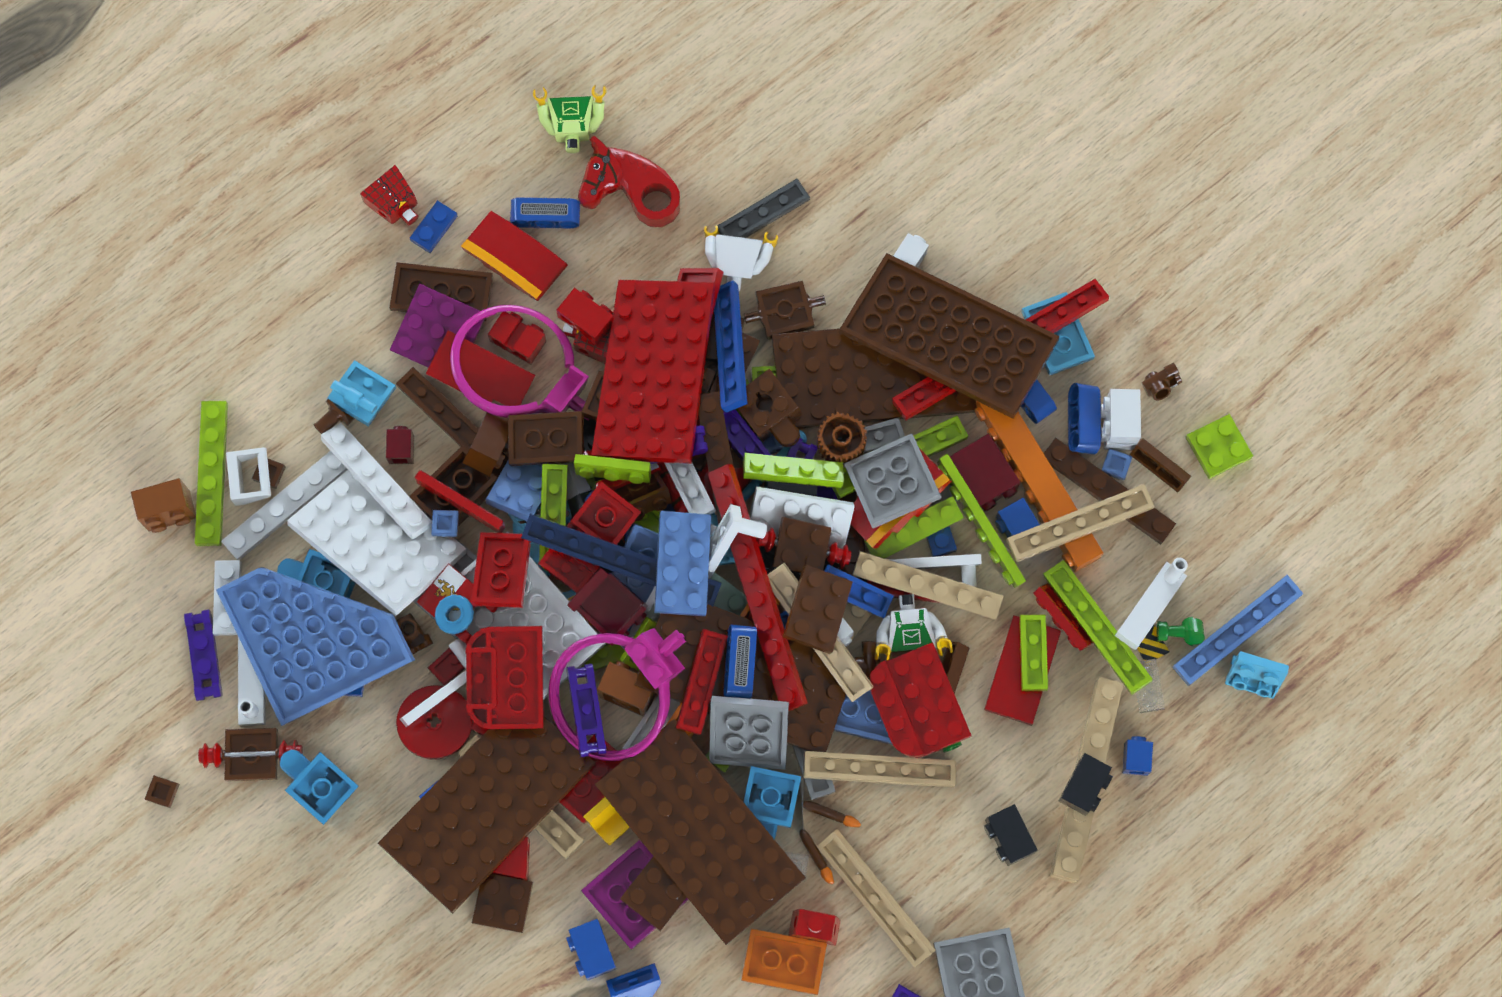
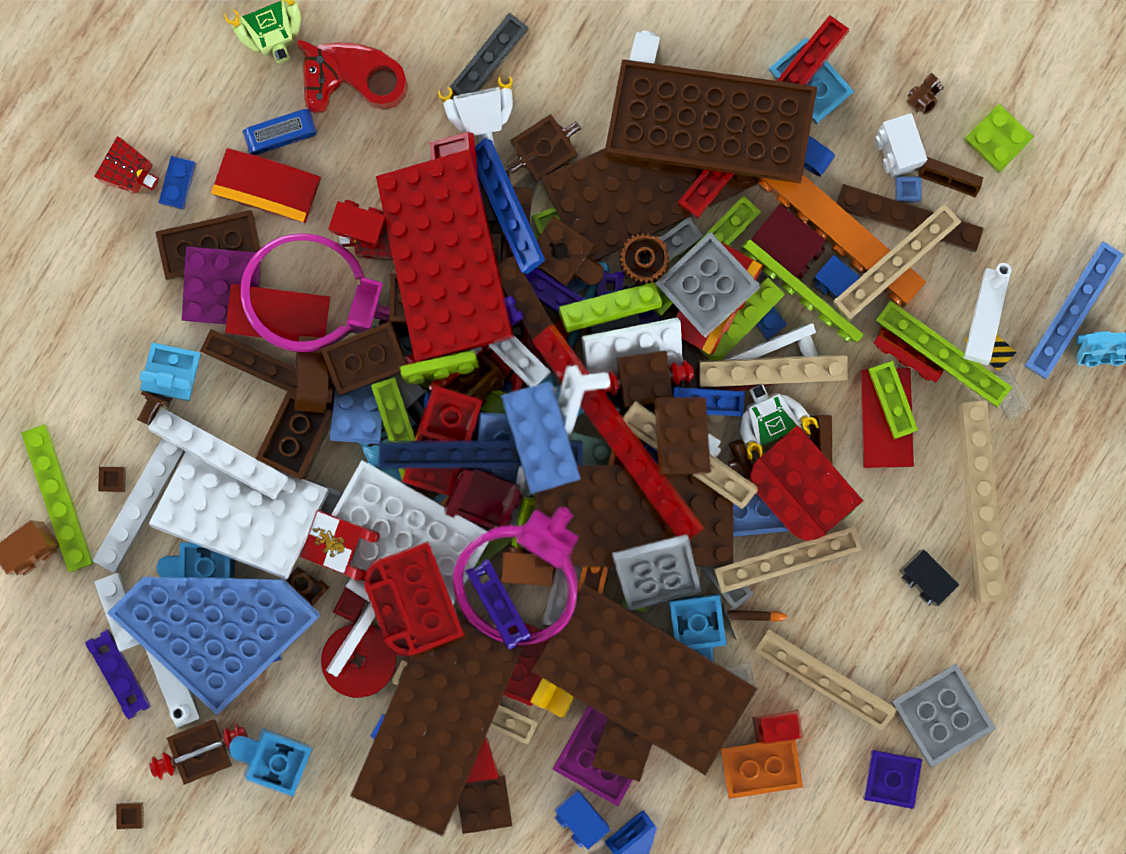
camera: 15 degrees left, 10 degrees up
(235, 476) = (83, 496): white tile -> none
(400, 445) = (226, 409): dark red brick -> none
(445, 523) = (299, 473): medium blue tile -> none
(445, 606) = (329, 560): dark azure piece -> none
(460, 501) = (305, 448): red tile -> none
(500, 570) = (370, 502): red plate -> none
(516, 337) = (299, 265): red brick -> none
(701, 681) = (597, 542): red tile -> none
(740, 661) = (627, 511): blue beam -> none
(815, 854) = (769, 670): reddish brown piece -> none
(1084, 418) = (864, 156): blue beam -> none
(1086, 784) = (986, 511): black brick -> none
(1137, 756) = (1020, 462): blue brick -> none
(1190, 629) = (1030, 326): green leg -> none

